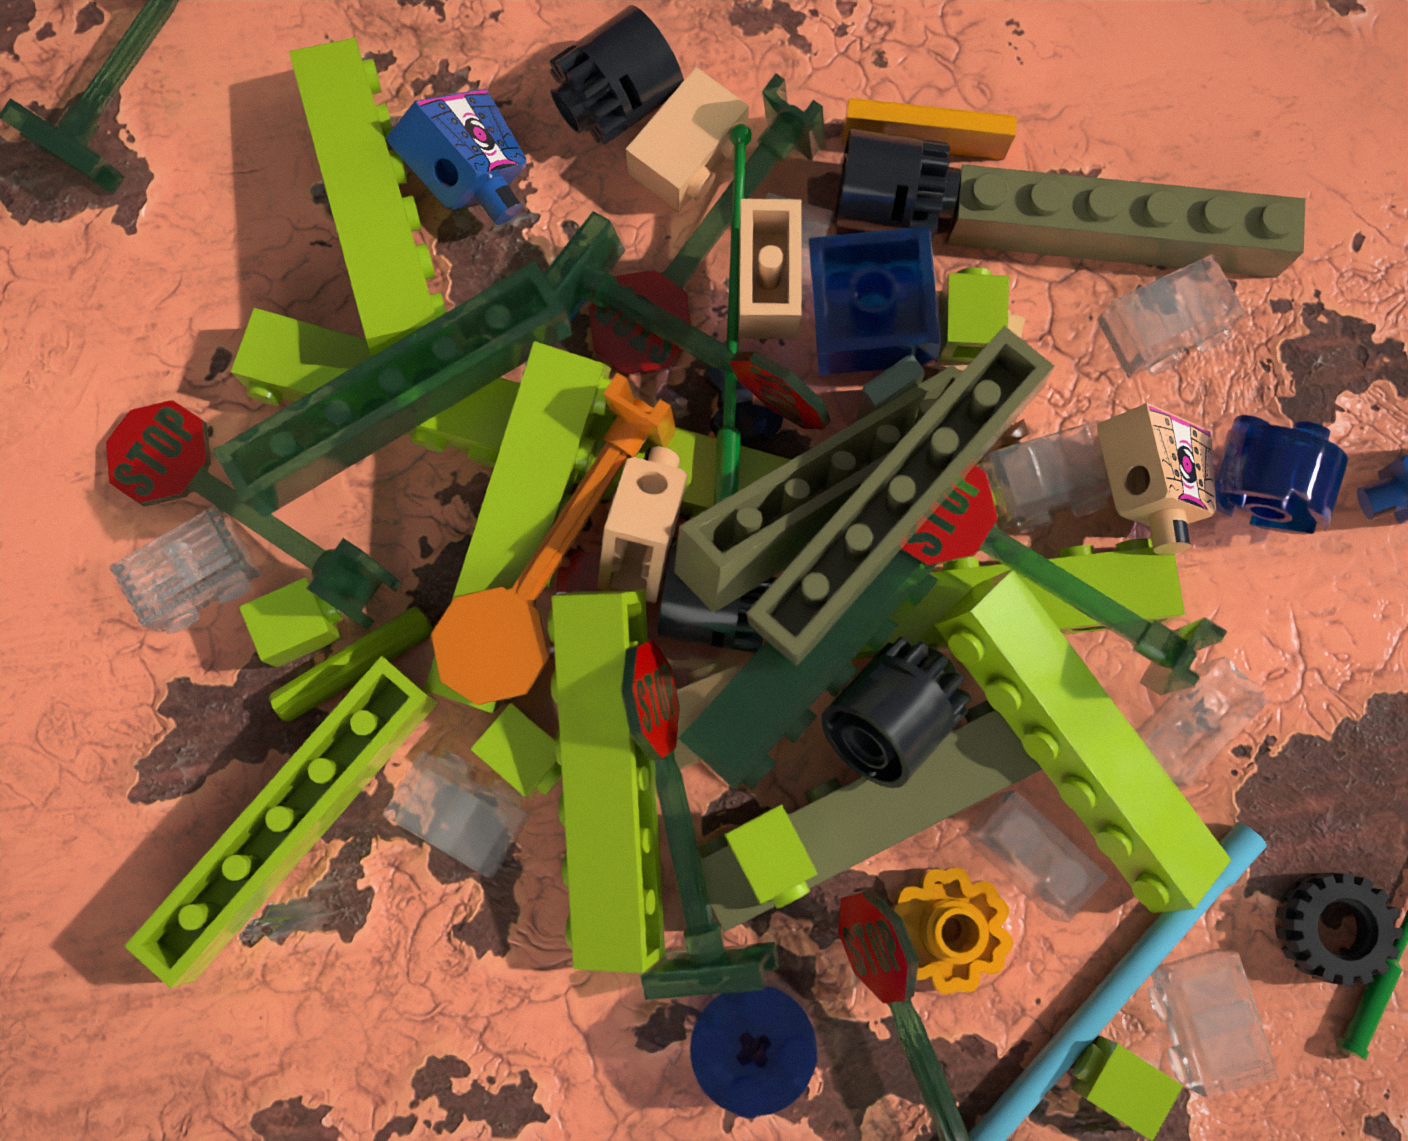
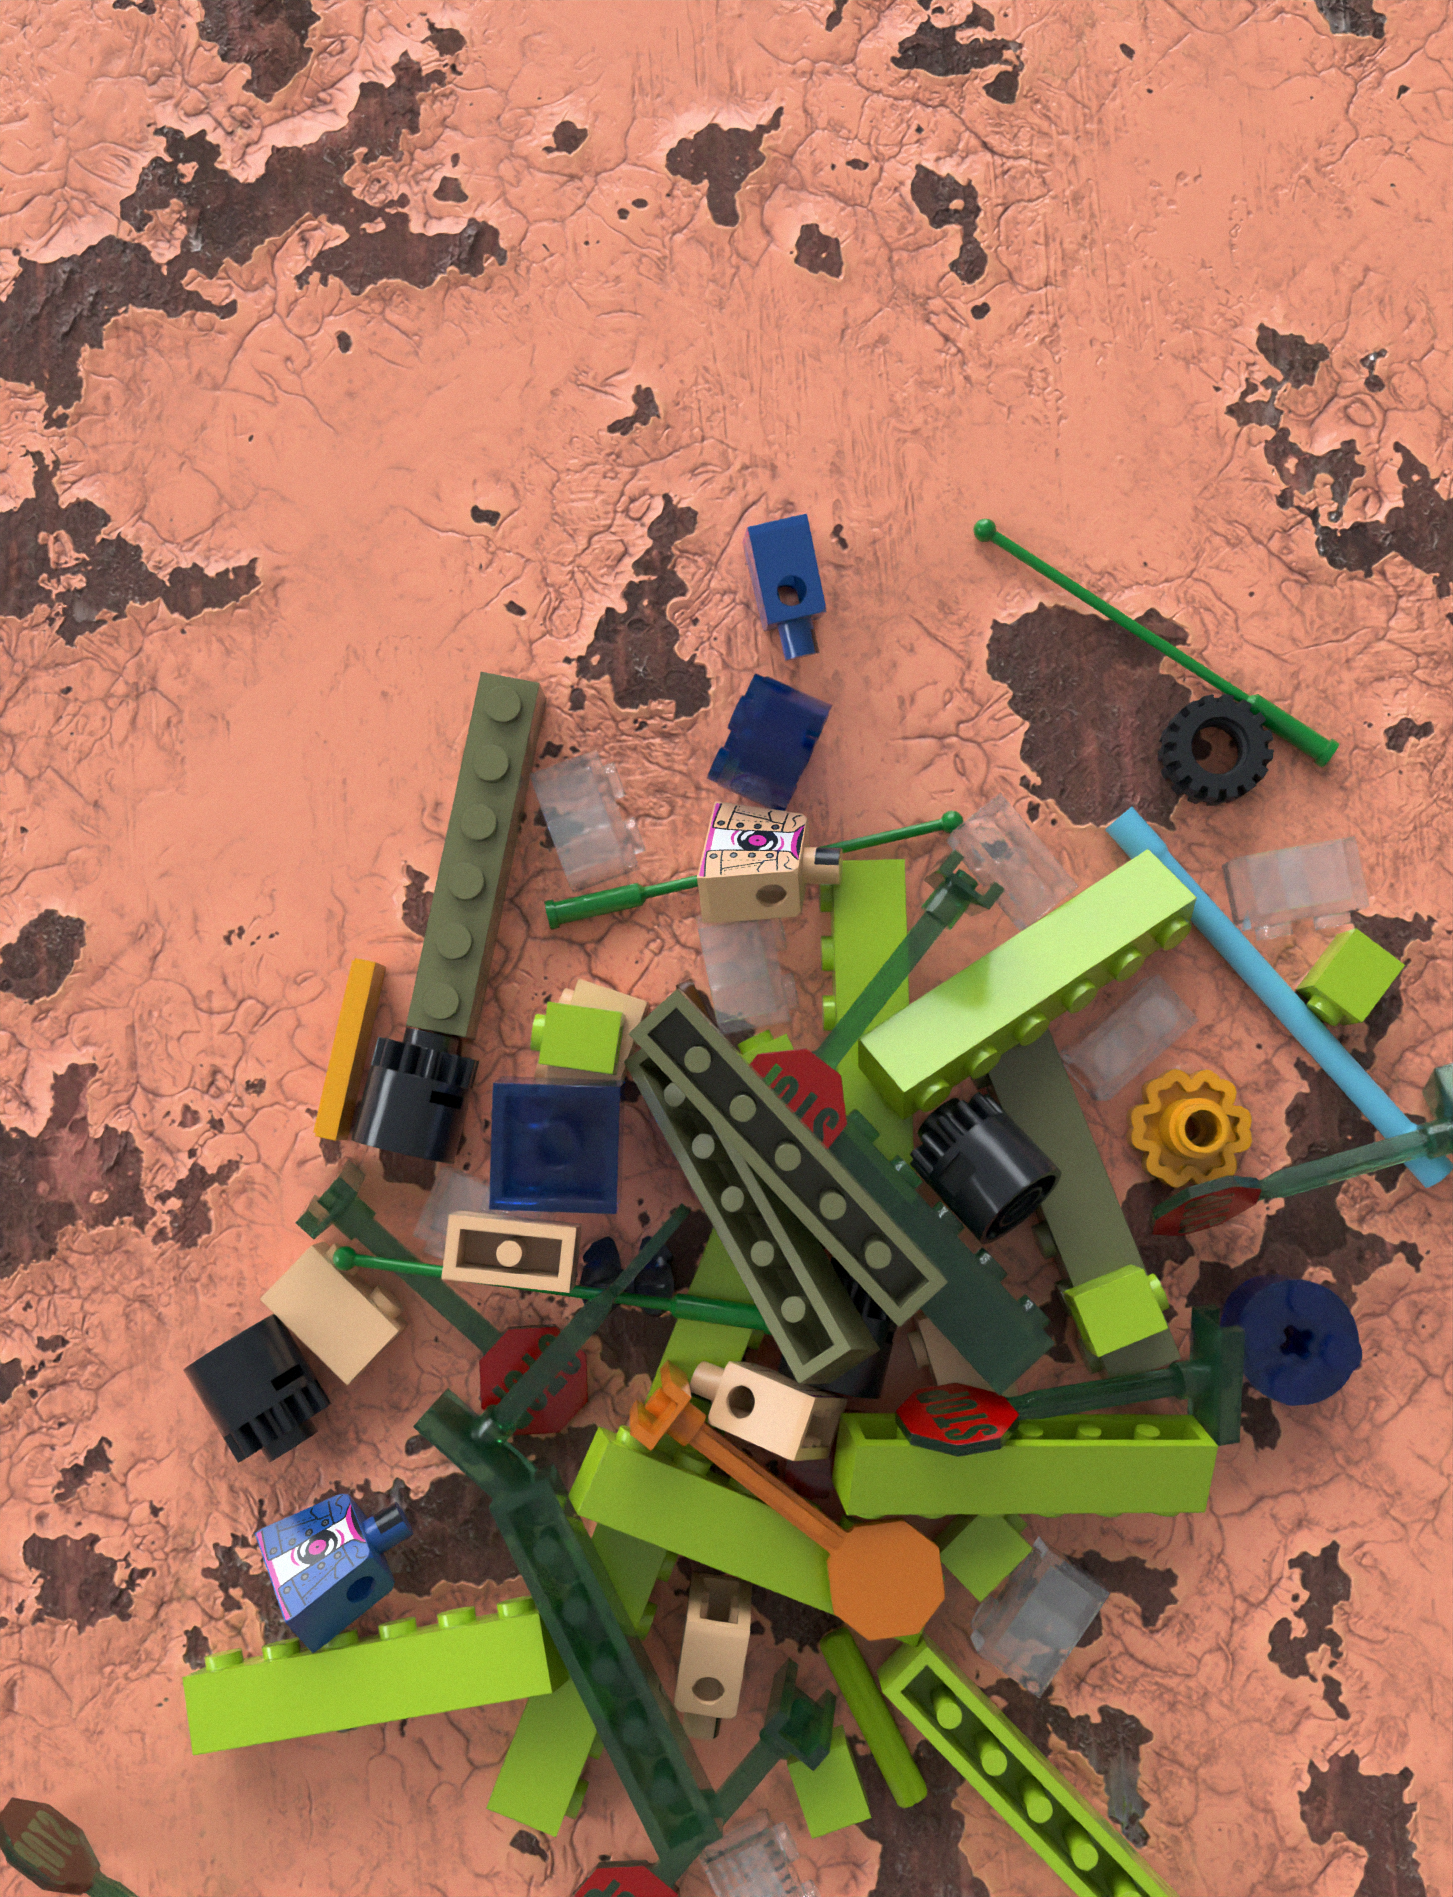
camera: 80 degrees left, 5 degrees up
(405, 500) = (712, 1652): none -> light nougat torso
(890, 385) = (648, 1133): sand green tile -> none
(1105, 372) = (636, 895): none -> green piece

